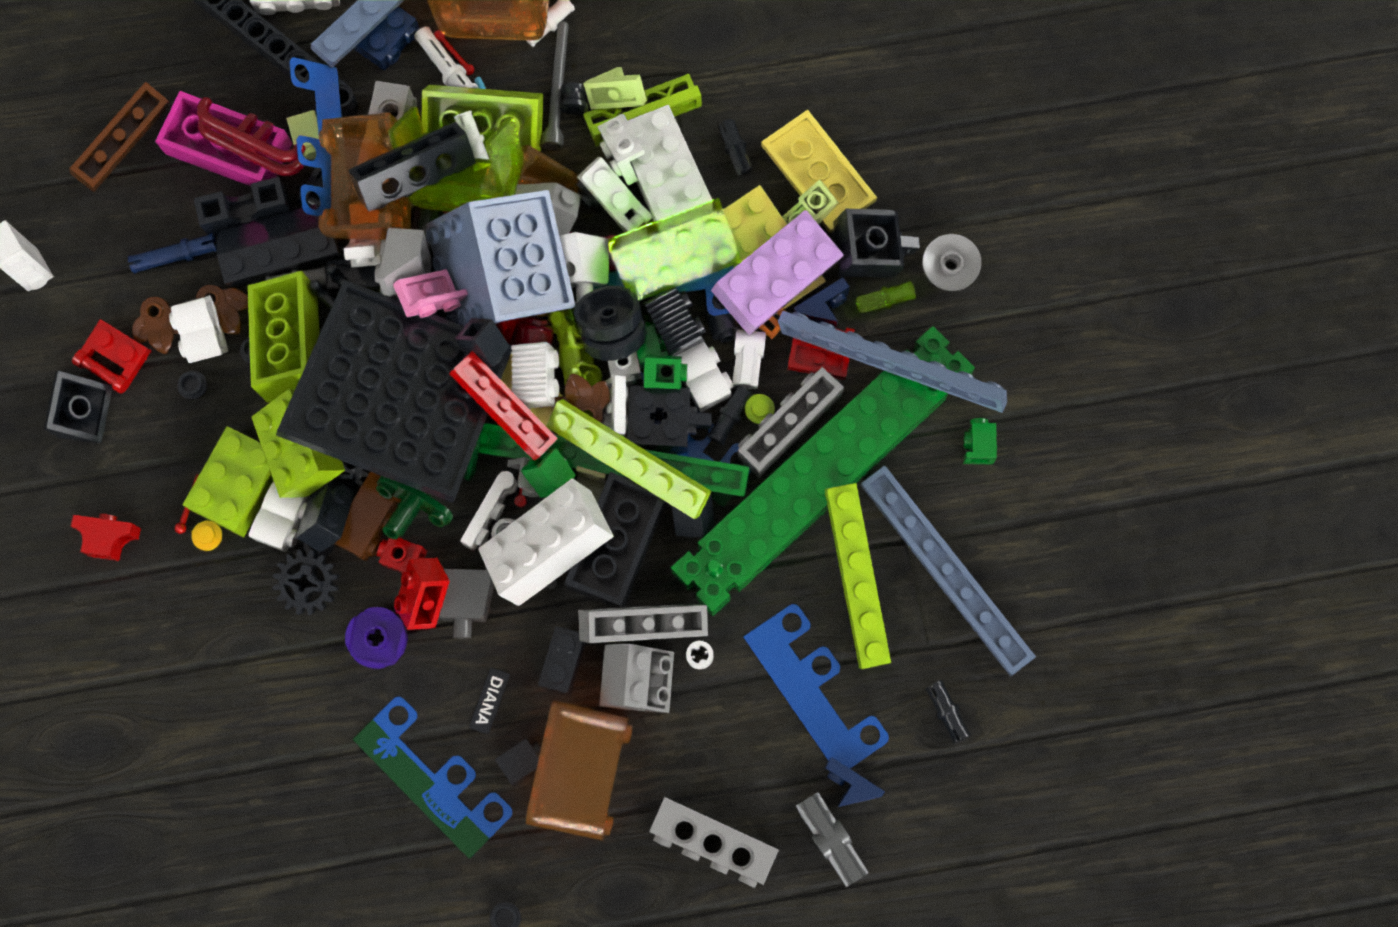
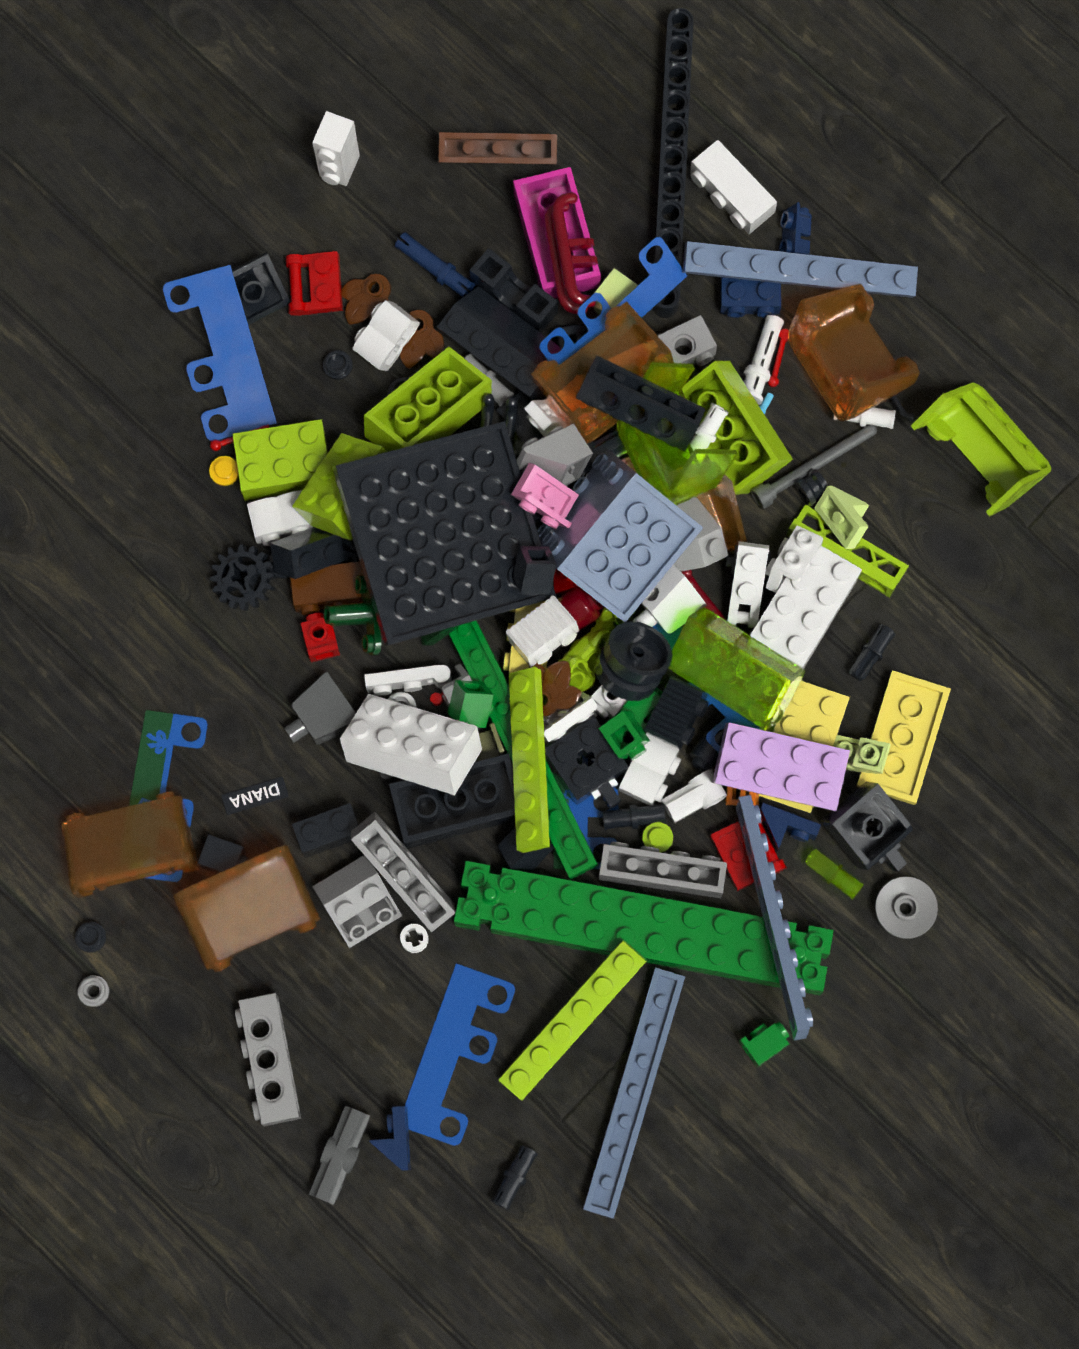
camera: 50 degrees right, 0 degrees up
(104, 535) = (165, 391): red brick -> none
(118, 458) = (234, 354): none -> blue piece
(366, 623) = (234, 684): dark purple plate -> none
(421, 593) = (298, 676): red brick -> none
(452, 832) = (127, 844): none -> clear orange windscreen
(503, 406) = (495, 626): plate -> none

